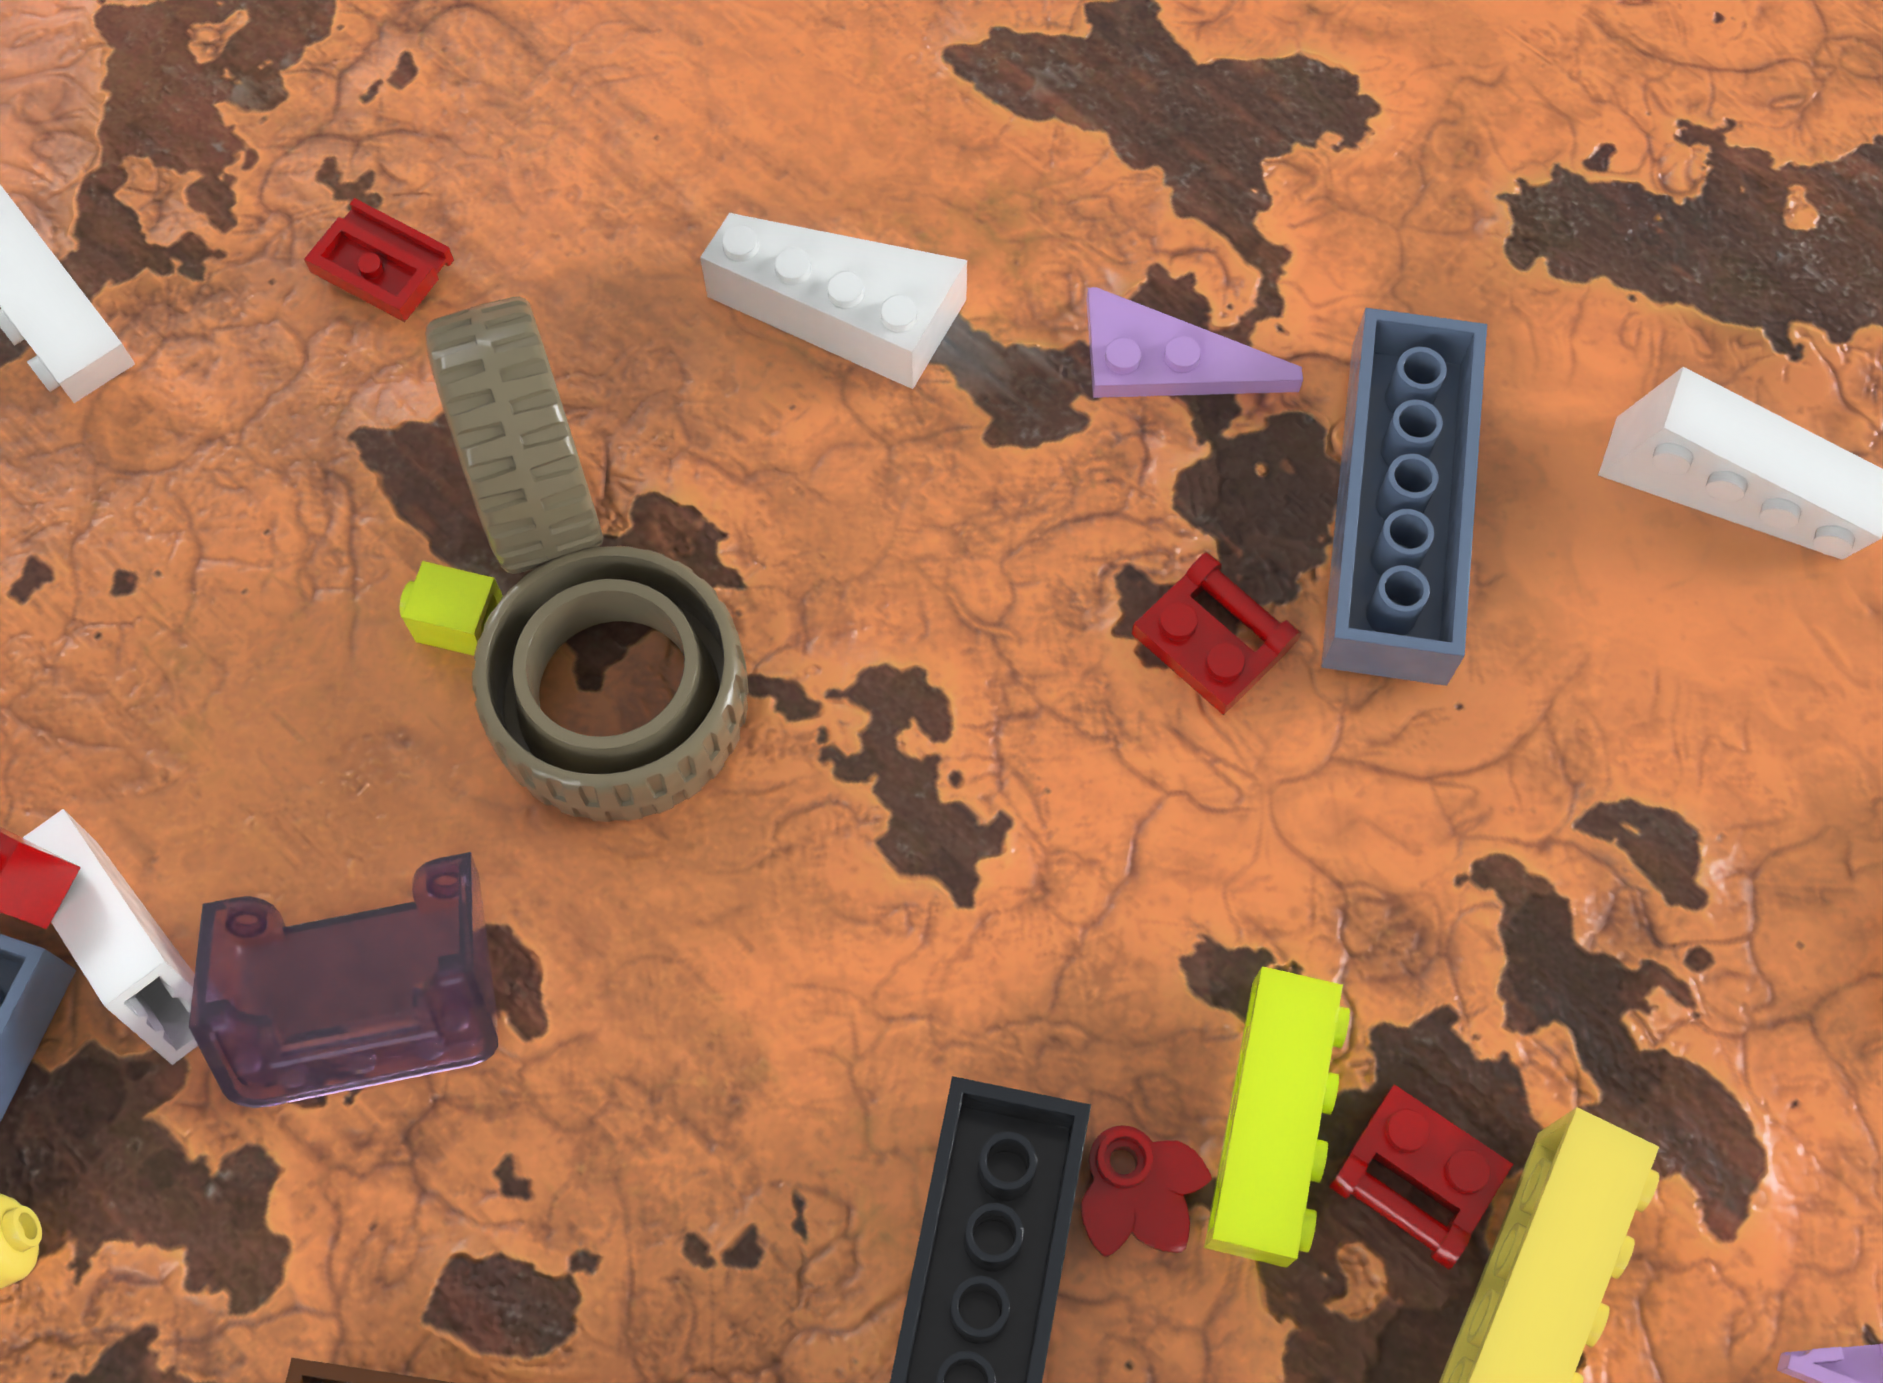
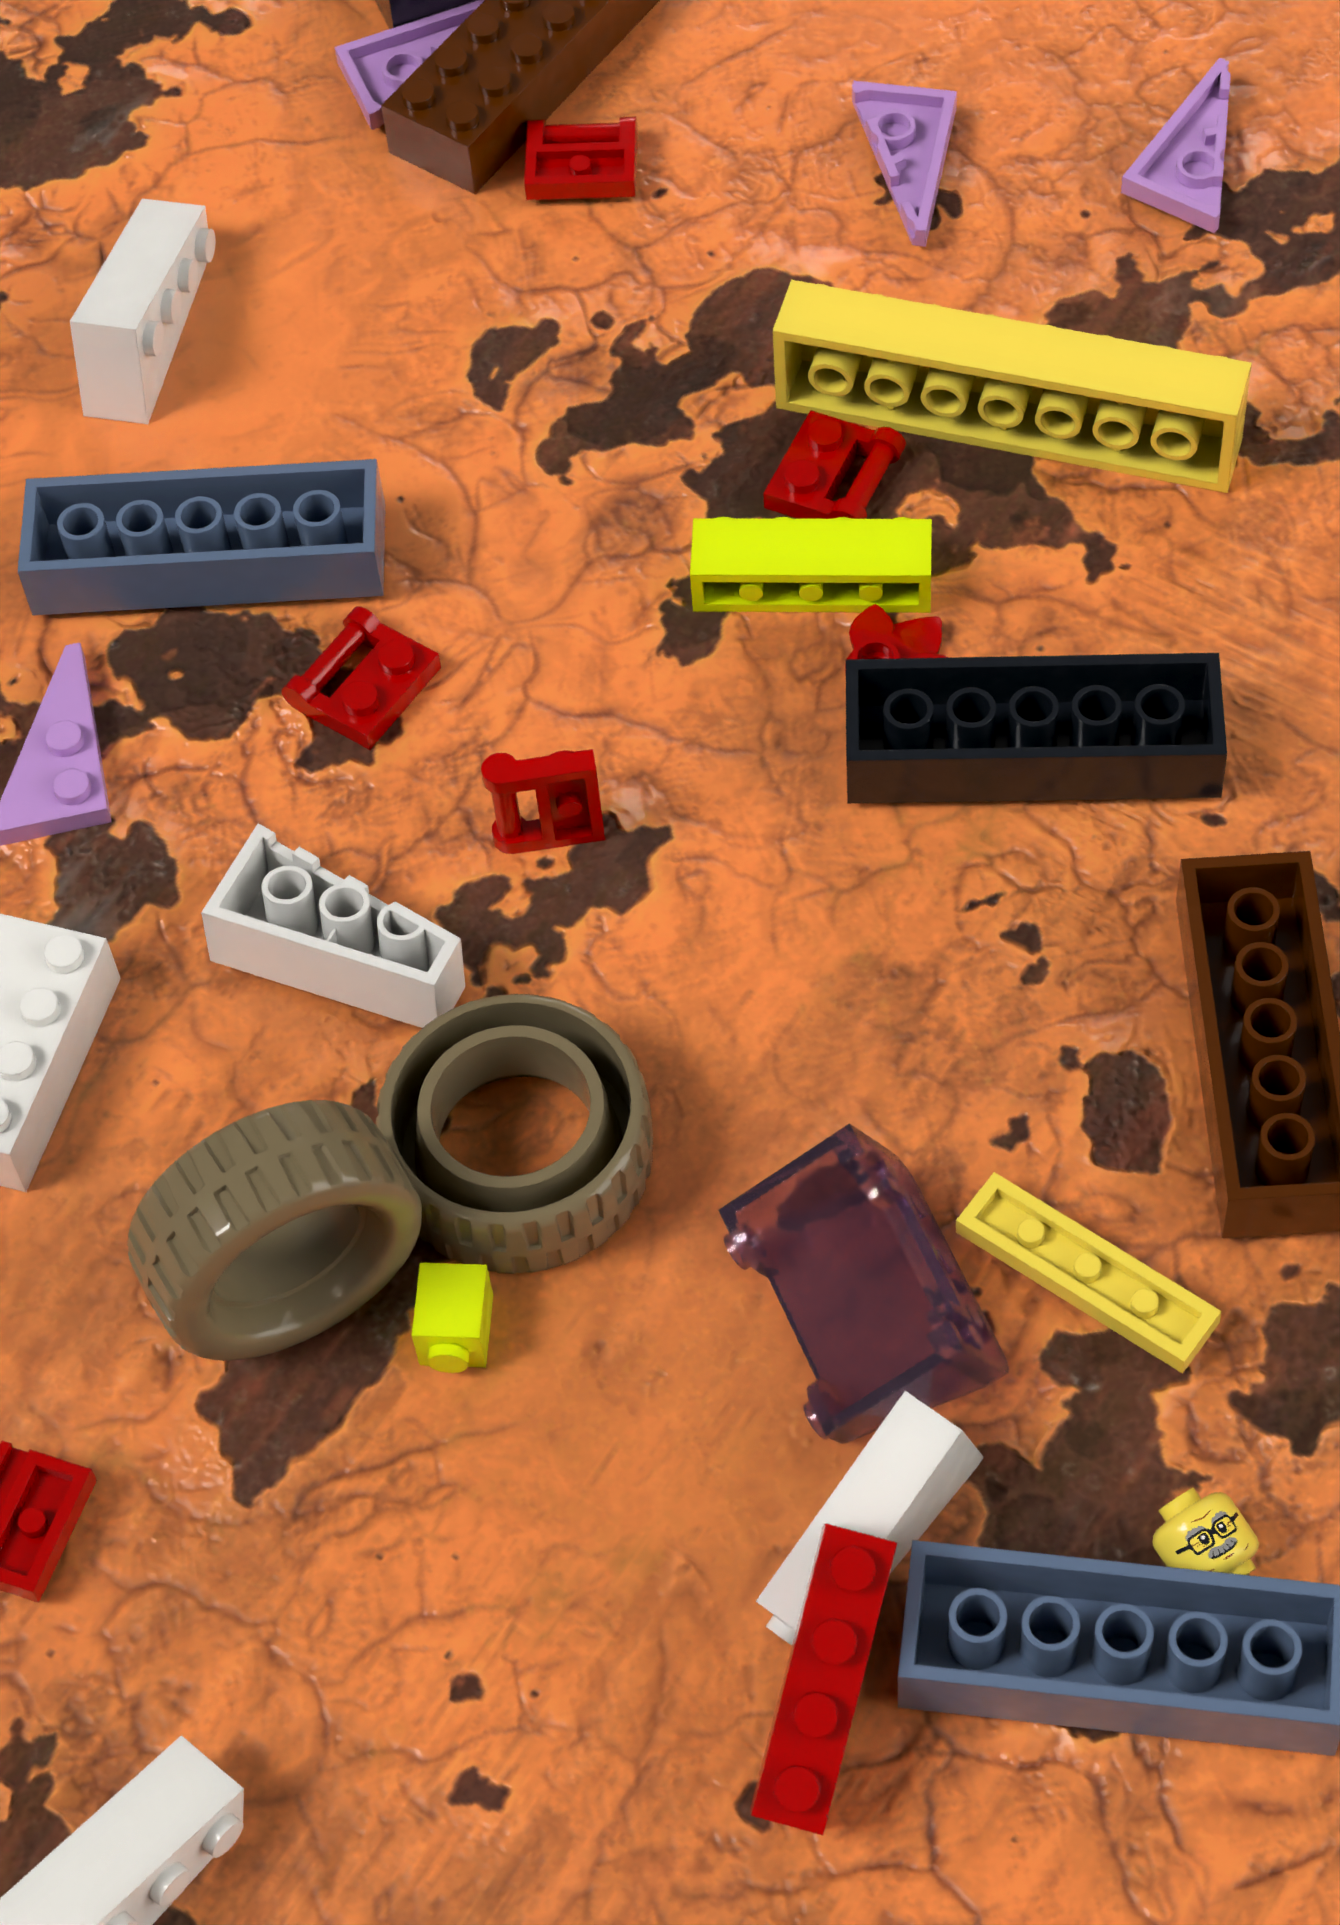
camera: 95 degrees left, 10 degrees down
(311, 1210) = (1088, 1272): none -> light yellow plate
(892, 544) = (329, 936): none -> white wedge
(991, 763) = (564, 794): none -> red plate

